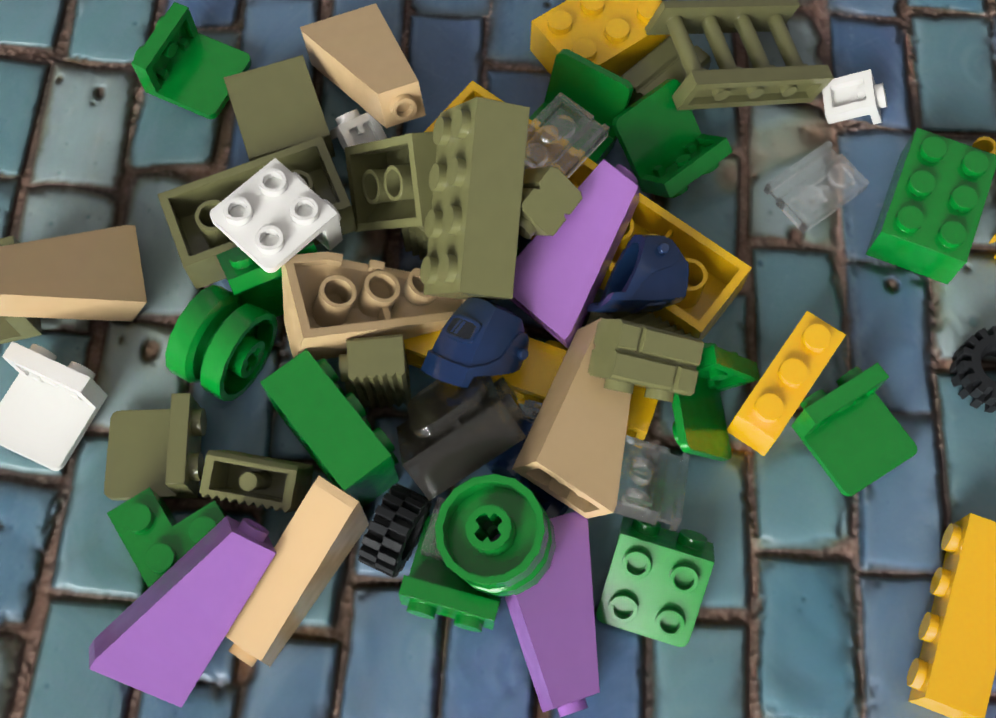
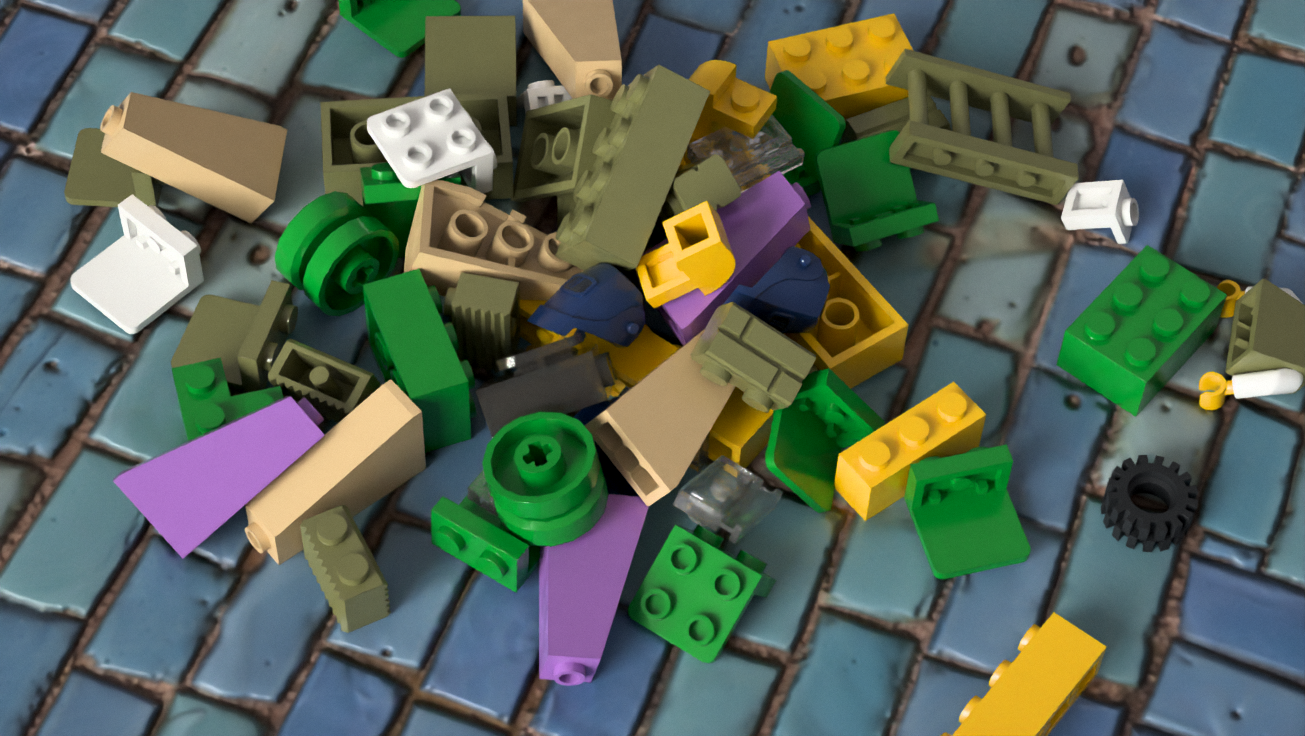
camera: 15 degrees right, 15 degrees down
(333, 663) = (345, 568): none -> olive brick
(394, 530) = (446, 463): black tyre -> none
(544, 95) = (730, 101): none -> yellow brick
(560, 272) = (692, 259): none -> yellow brick
(816, 187) = (1025, 284): clear plate -> none

